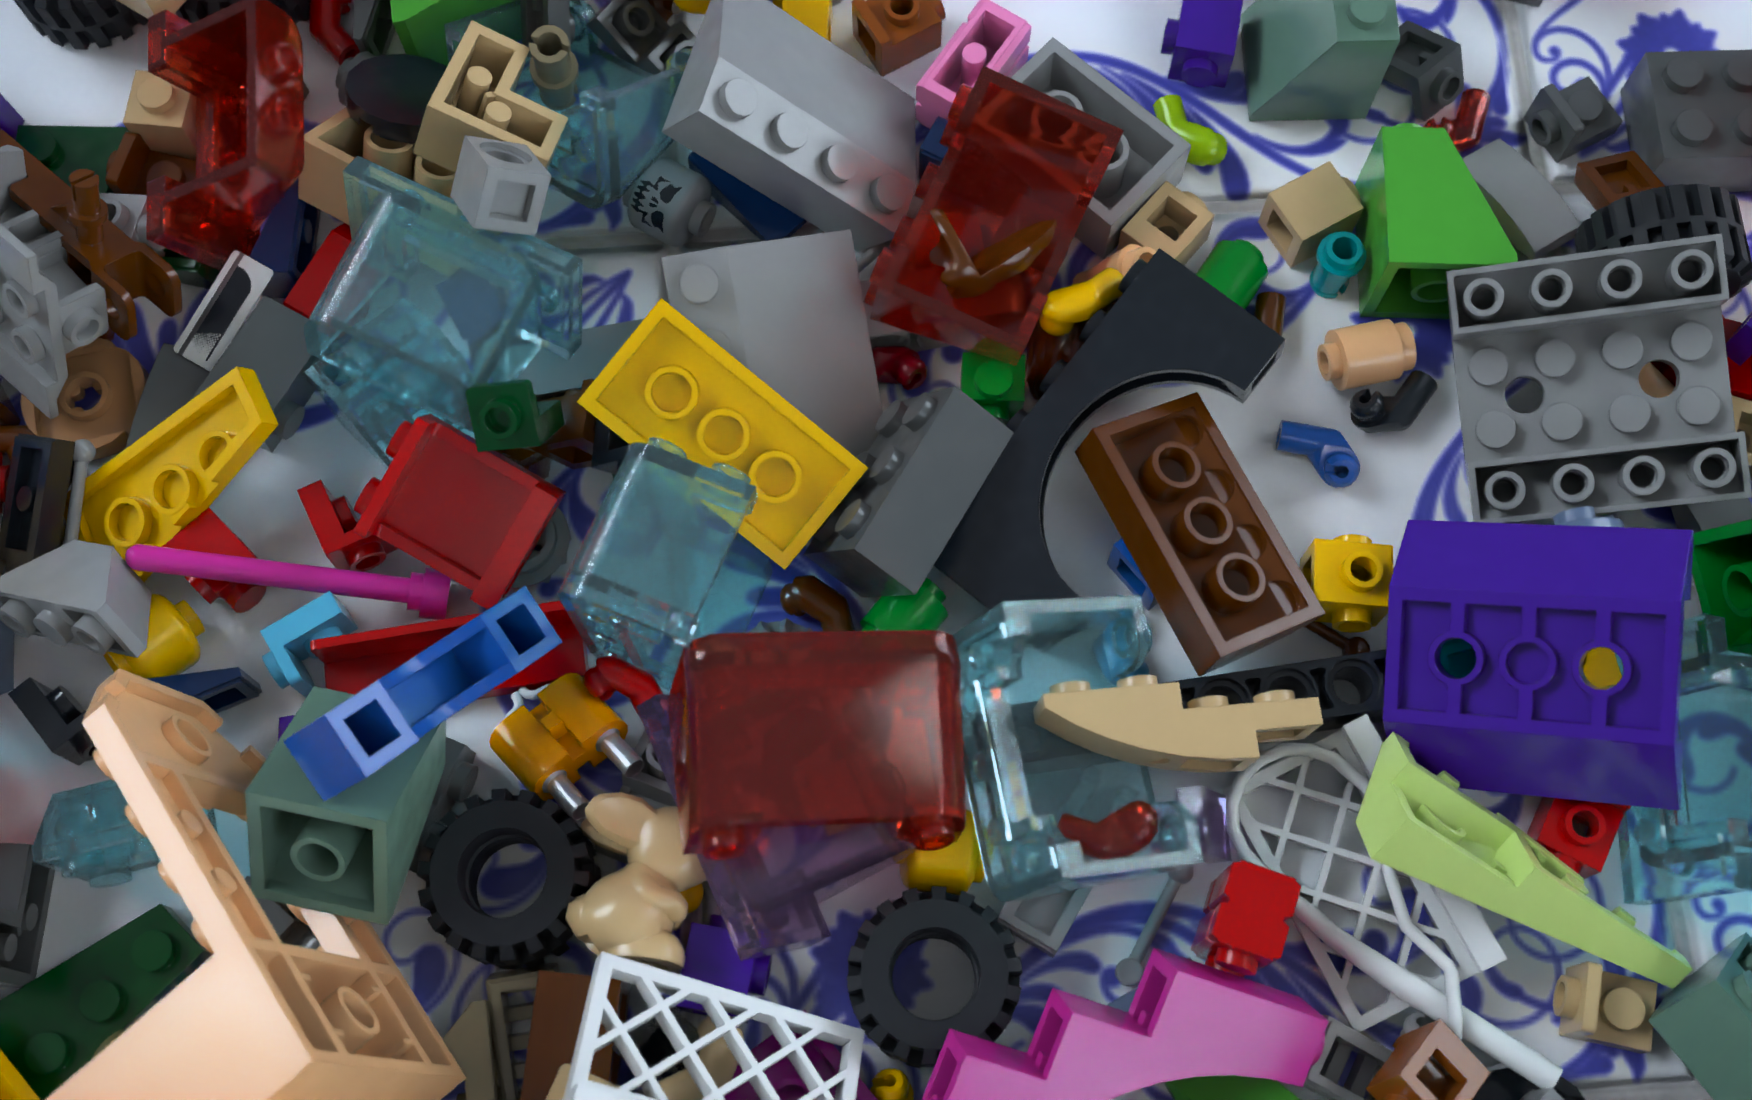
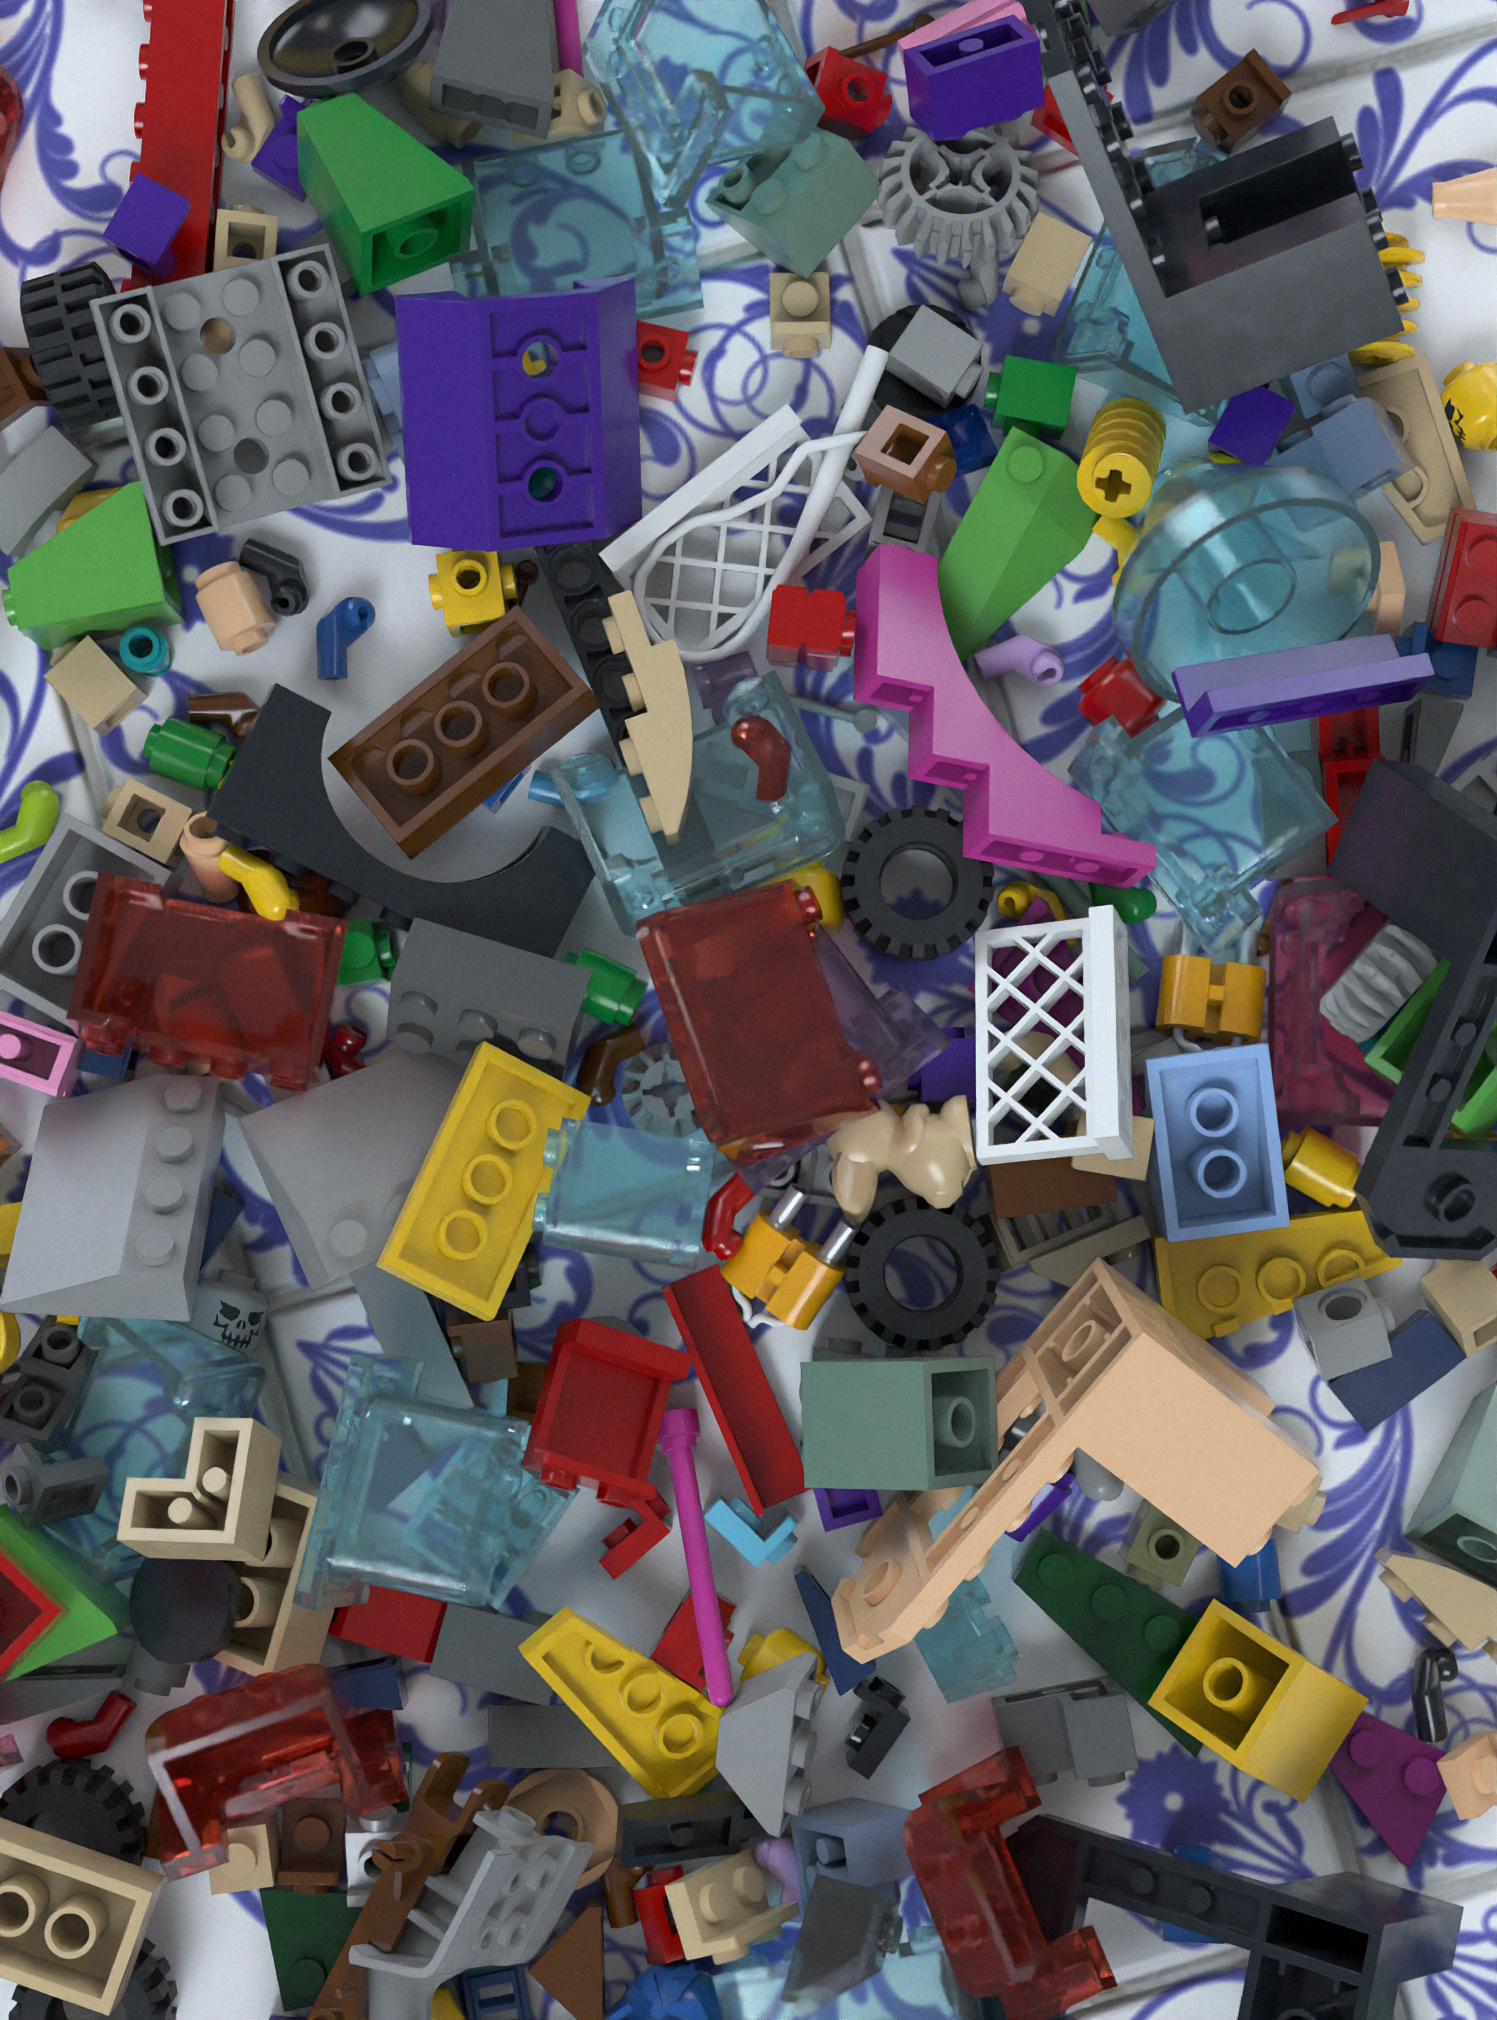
camera: 110 degrees left, 15 degrees up
(83, 454) = (625, 1796): light grey hinge -> none
(223, 310) = (447, 1716): sticker -> none
(421, 694) = (844, 1401): blue arch -> none
(500, 186) = (299, 1449): light grey brick -> none
(509, 415) = (512, 1382): dark green bracket -> none
(553, 67) = (117, 1446): dark tan pin -> none
(976, 275) = (245, 974): reddish brown piece -> none
(1456, 844) = (704, 455): yellowish green wedge -> none

